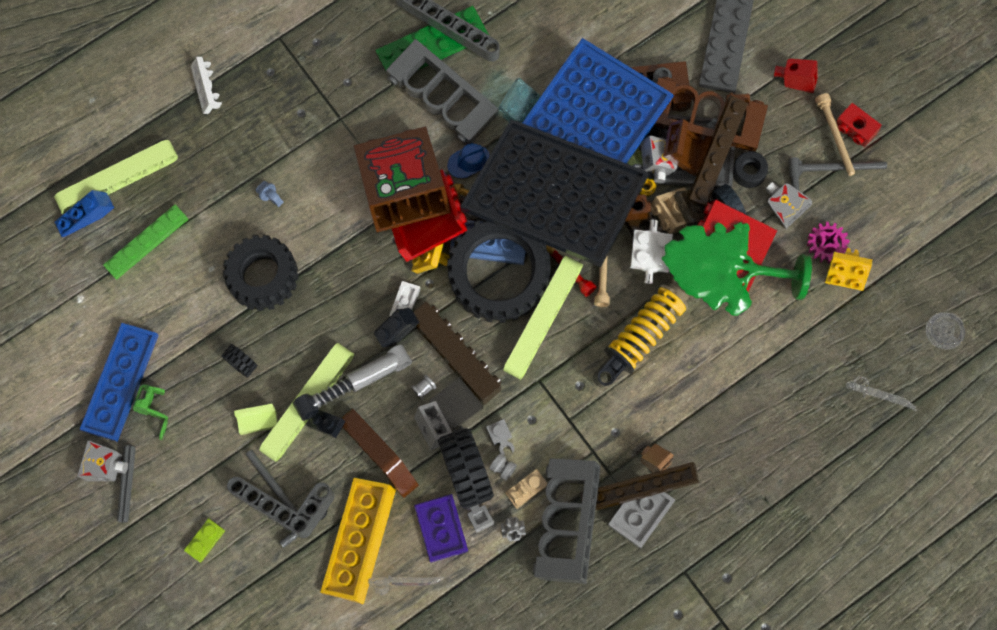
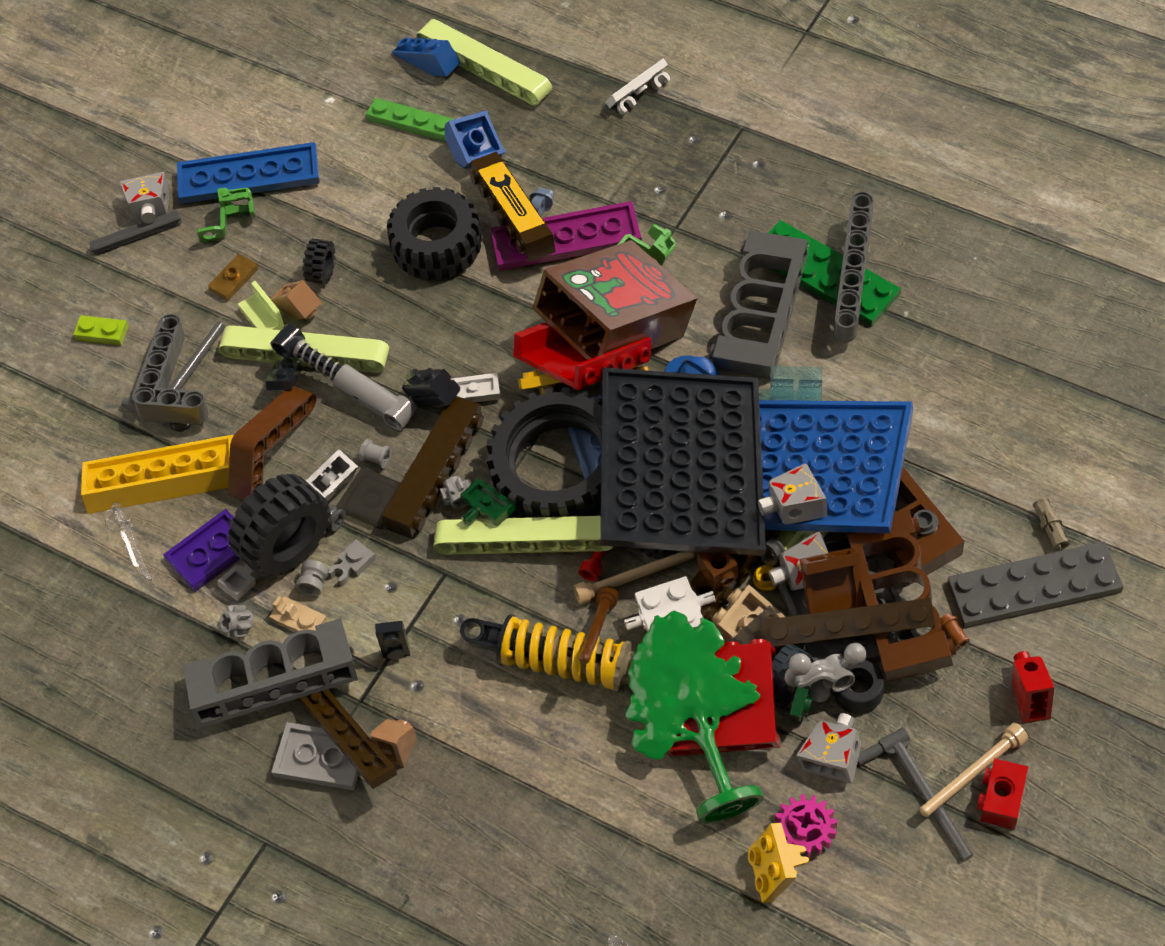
camera: 65 degrees right, 15 degrees down
(190, 213) = (472, 138): none -> blue slope
(210, 428) = (233, 277): none -> pearl gold plate
(260, 390) = (296, 300): none -> medium nougat slope
(268, 211) = (512, 207): none -> brick
(308, 189) = (573, 234): none -> magenta plate
(348, 129) = (662, 247): none -> bright green piece
(485, 346) = (451, 492): none -> light grey gear
(511, 329) = (486, 503): none -> dark green plate
(585, 431) = (392, 640): none -> black plate
(616, 288) = (606, 600): none -> reddish brown piece
(621, 136) = (795, 497): none -> light grey torso
(705, 10) = (1051, 524): none -> dark tan pin
(745, 176) = (833, 670): none -> light grey piece
(753, 205) = (800, 705): none -> dark green plate

